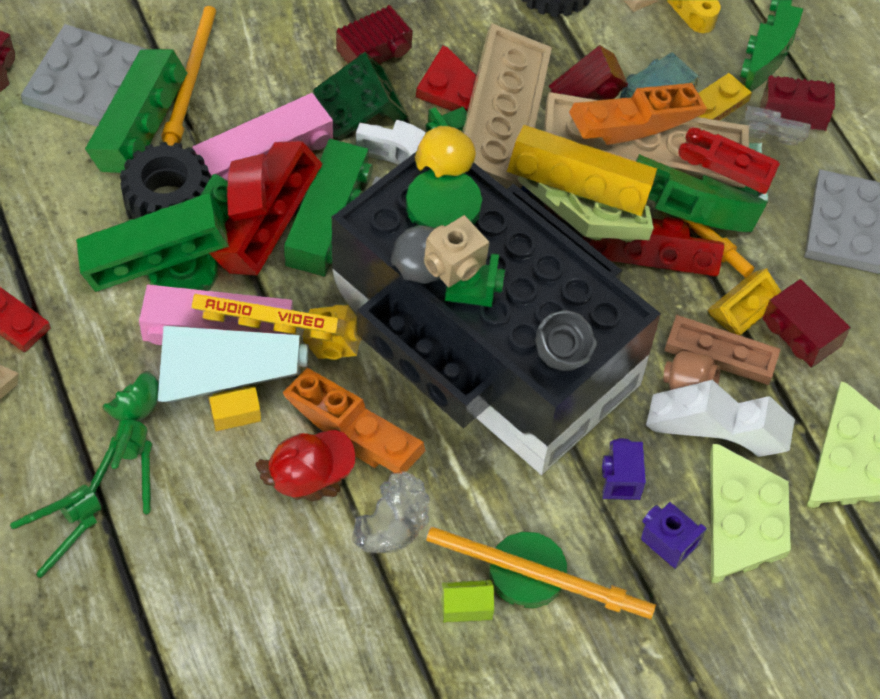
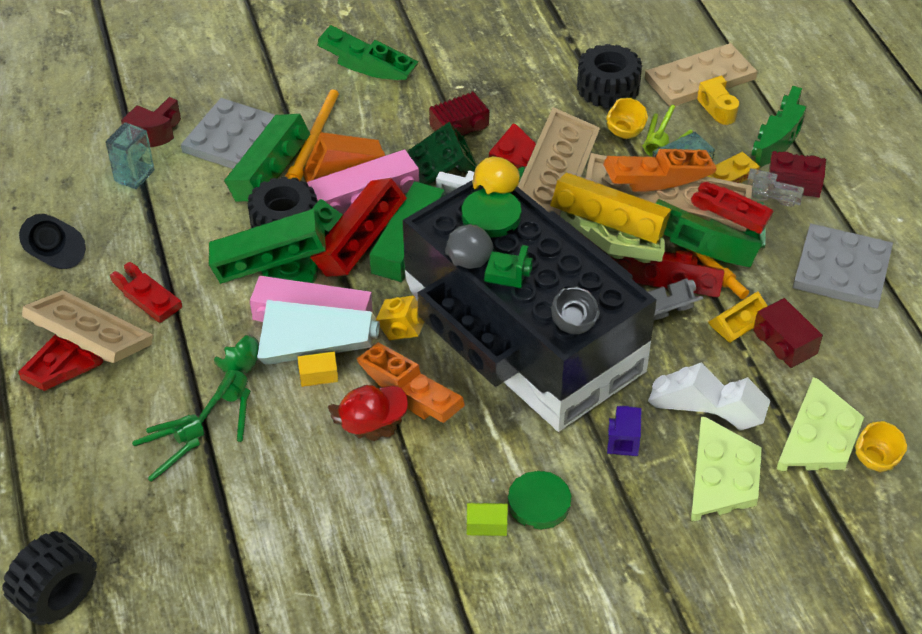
camera: 10 degrees right, 10 degrees down
(229, 103) = (339, 152): none -> orange slope
(247, 187) = (344, 208): red slope -> none
(283, 319) = (361, 300): yellow plate -> none
(397, 516) = (437, 452): clear hair -> none
(455, 251) = (493, 239): tan brick -> none
(583, 31) = (627, 118): none -> yellow hair
(592, 77) = (631, 141): dark red brick -> none
(614, 598) = (606, 522): light orange bar -> none
(627, 58) = (659, 138): none -> lime plant
(672, 544) = (660, 480): dark purple brick -> none
(673, 283) = (680, 297): none -> light grey hinge
(690, 369) = (687, 356): nougat head -> none
(729, 350) = (716, 349): nougat plate -> none

